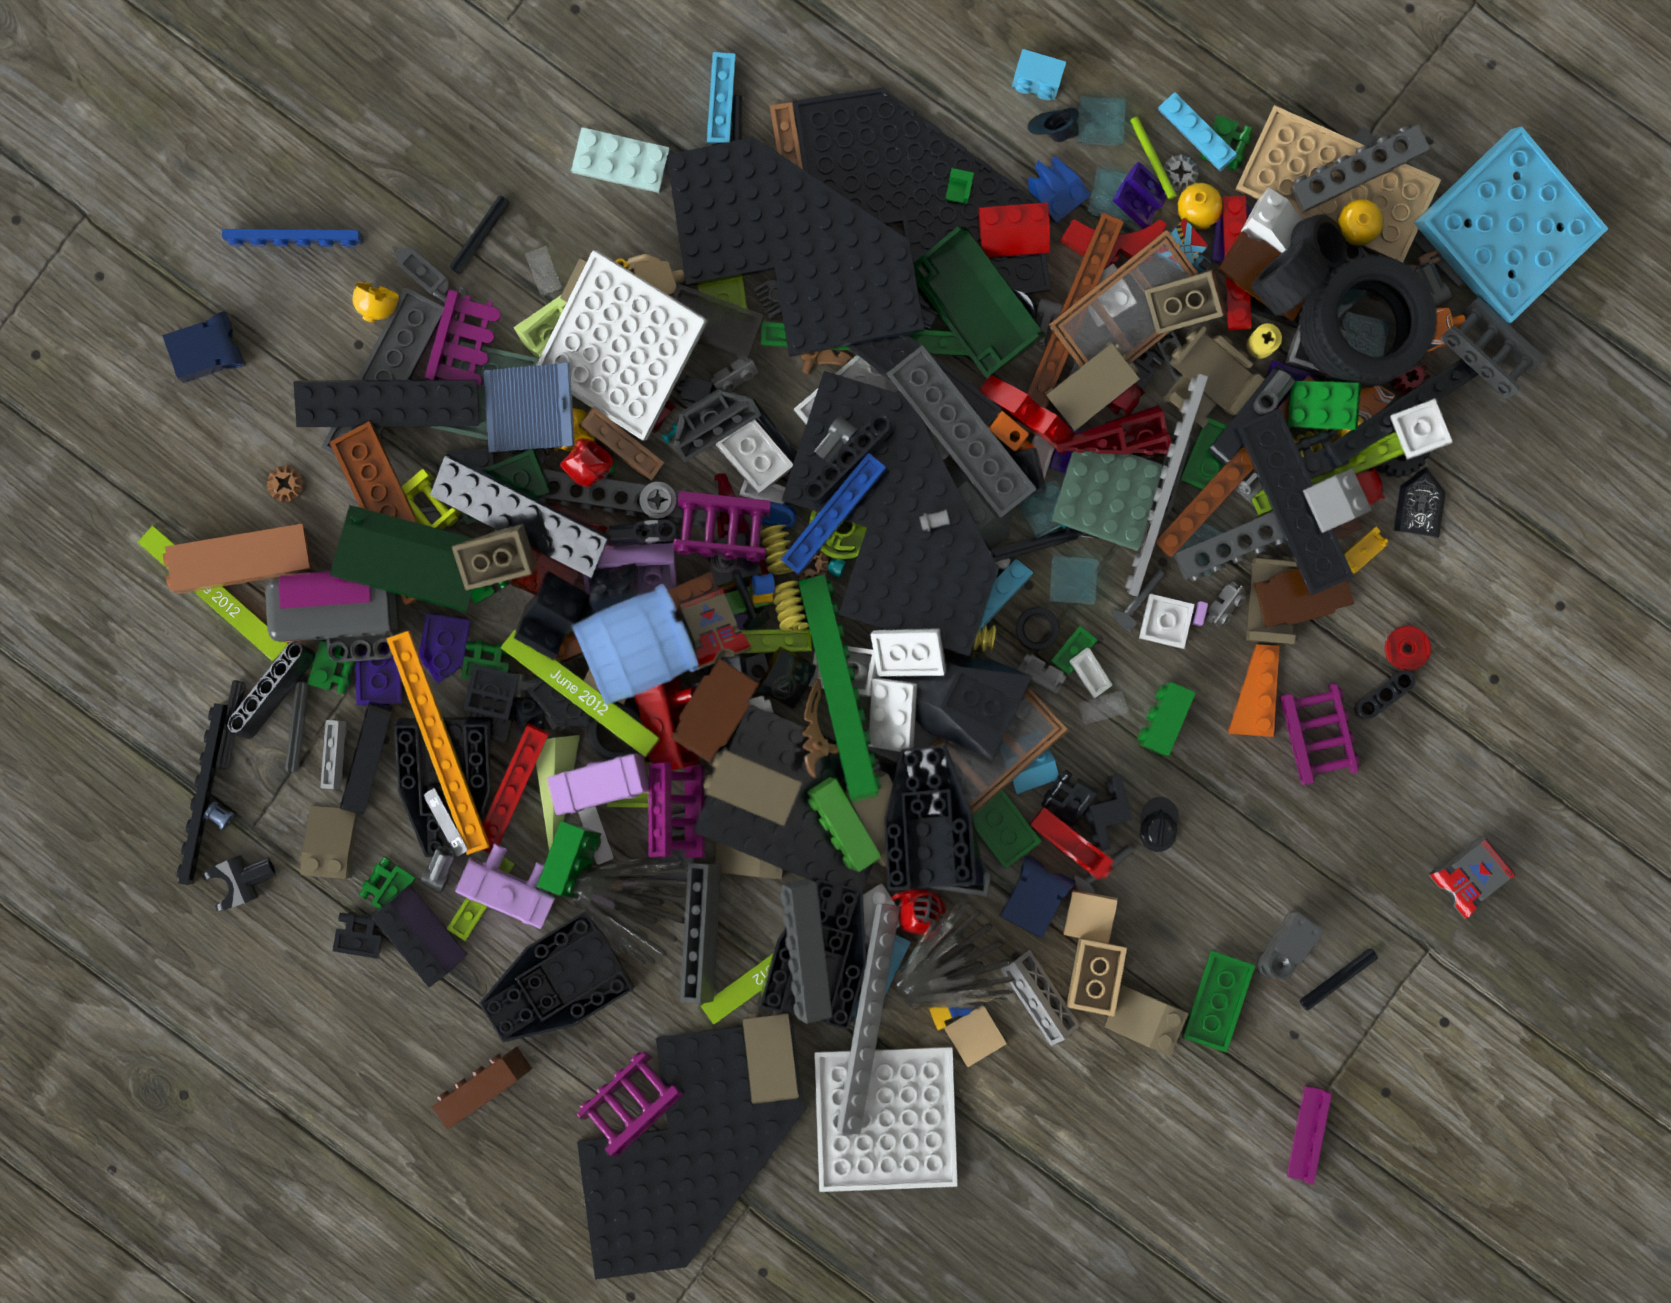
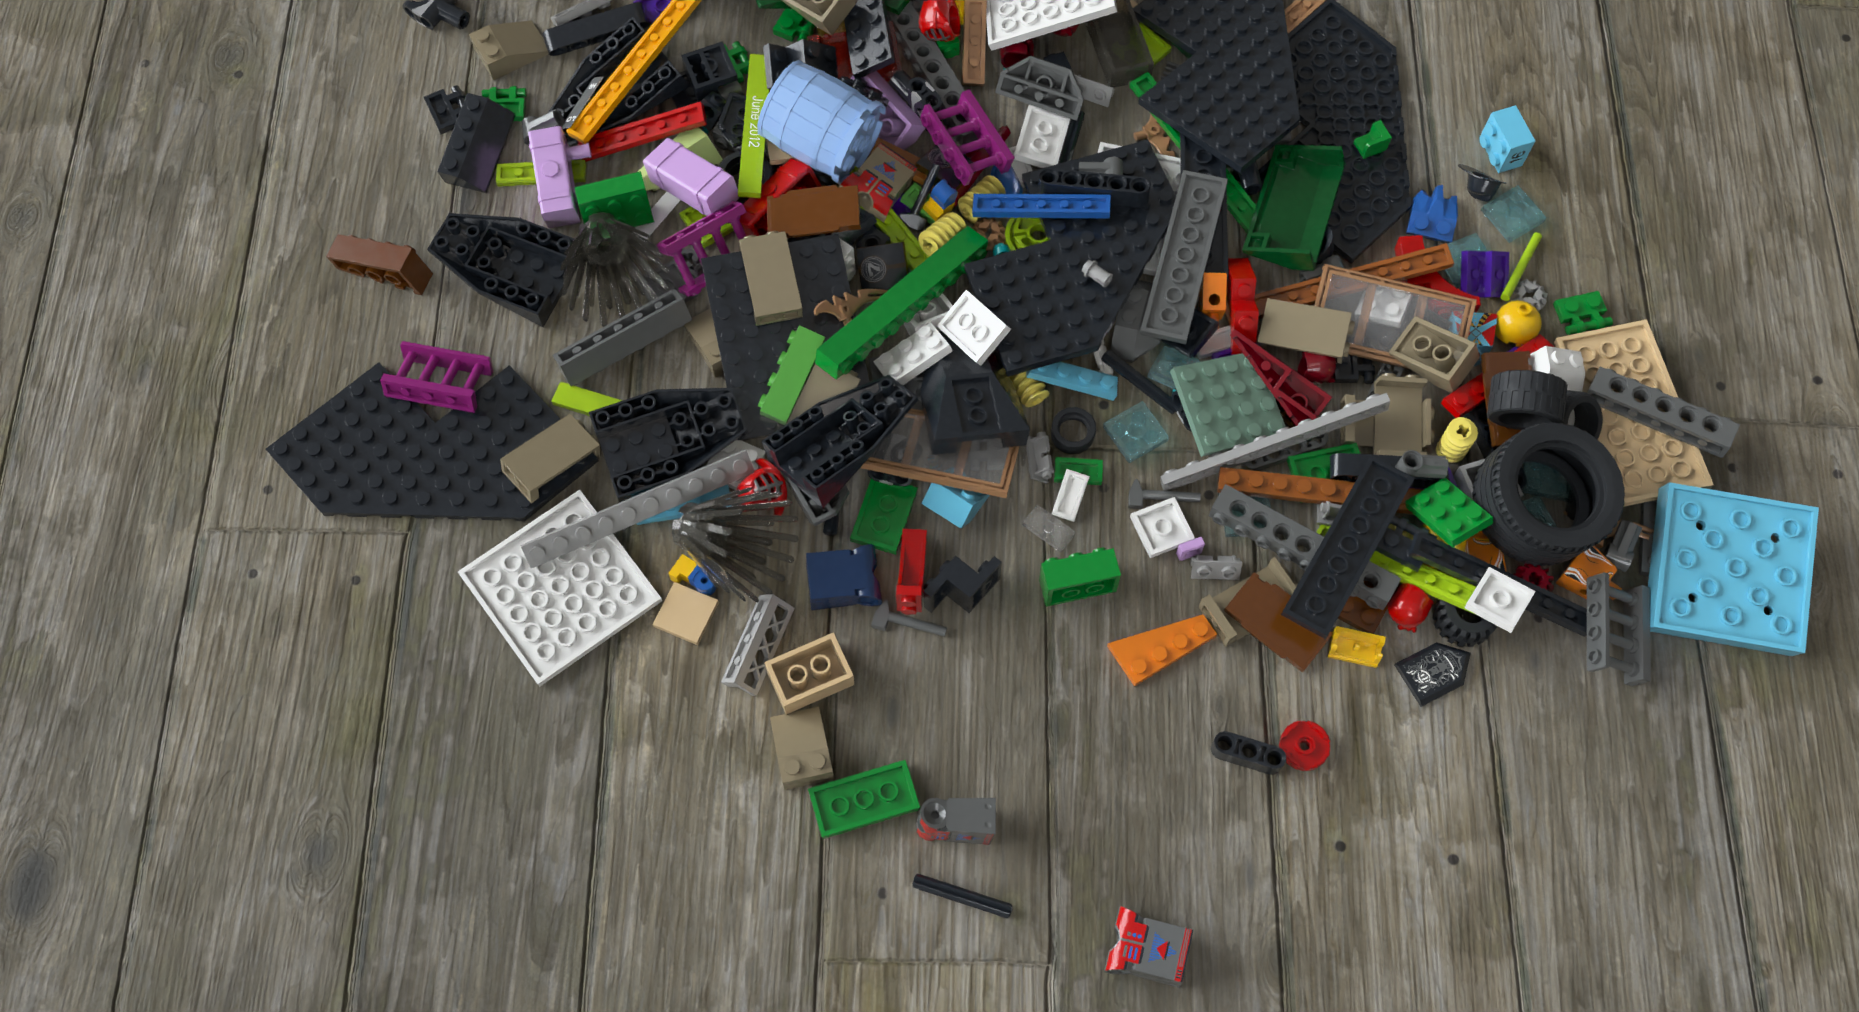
camera: 50 degrees right, 20 degrees down
(443, 644) = (725, 26): dark purple tile -> none
(650, 492) = (951, 80): light grey gear -> none
(806, 951) = (662, 413): dark grey brick -> none
(1014, 230) = (1375, 198): red slope -> none
(1074, 803) = (943, 550): black plate -> none
(1090, 916) = (861, 635): tan tile -> none
(1159, 824) = (983, 642): black piece -> none
(1197, 131) = (1571, 283): medium azure plate -> none
(1297, 727) = (1159, 697): magenta fence -> none
(1309, 1134) = (797, 969): magenta fence -> none
(1337, 500) = (1380, 574): light grey slope -> none
(1360, 222) = (1624, 442): yellow cylinder -> none

